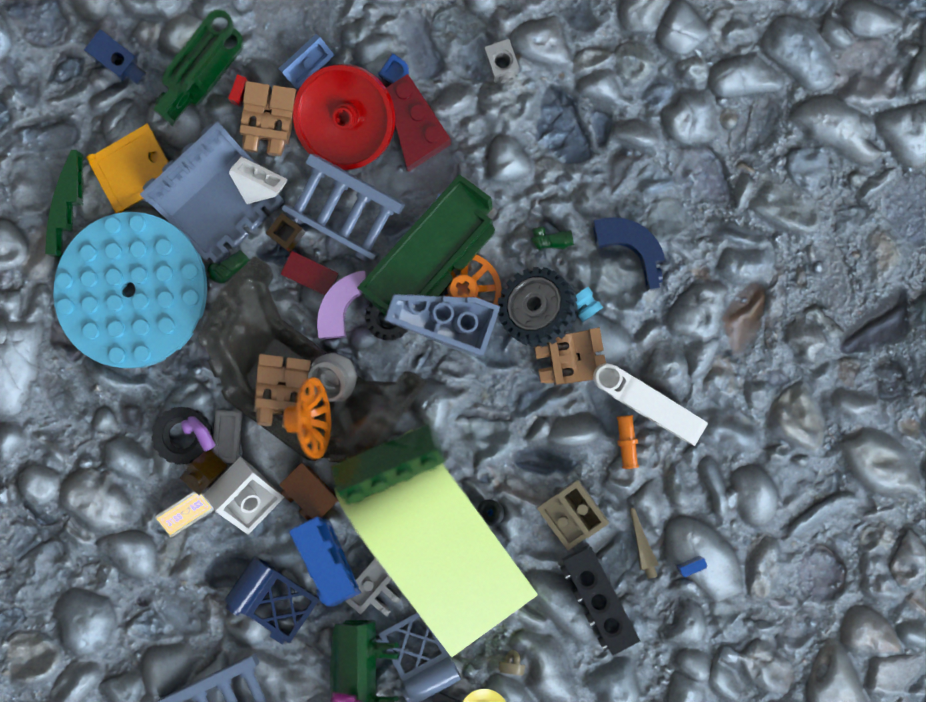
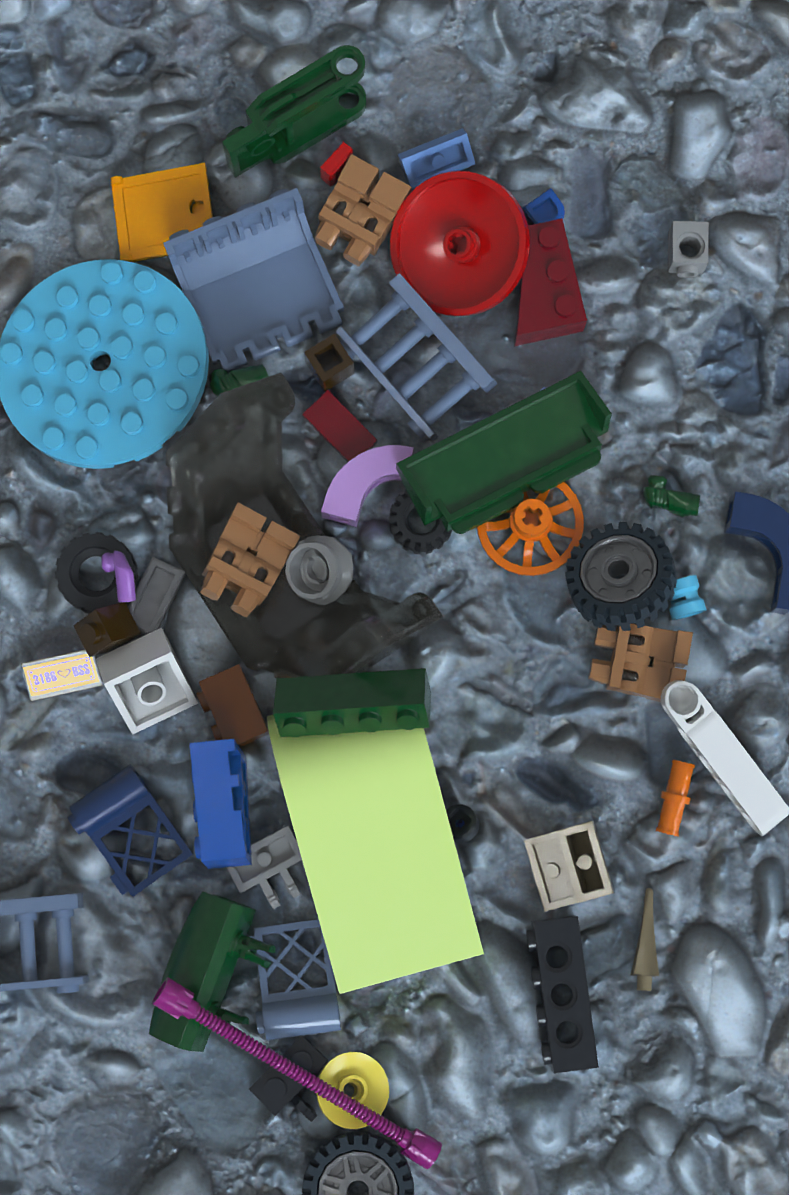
camera: 20 degrees right, 5 degrees down
(66, 195) = (67, 216): dark green slope -> none
(107, 51) = (189, 54): dark blue torso -> none
(255, 181) = (314, 284): white slope -> none
(301, 420) = (261, 601): orange wheel -> none
(452, 321) = (501, 553): sand blue wedge -> none
(512, 668) = (411, 1039): dark tan tile -> none
(692, 566) = (702, 995): blue tile -> none

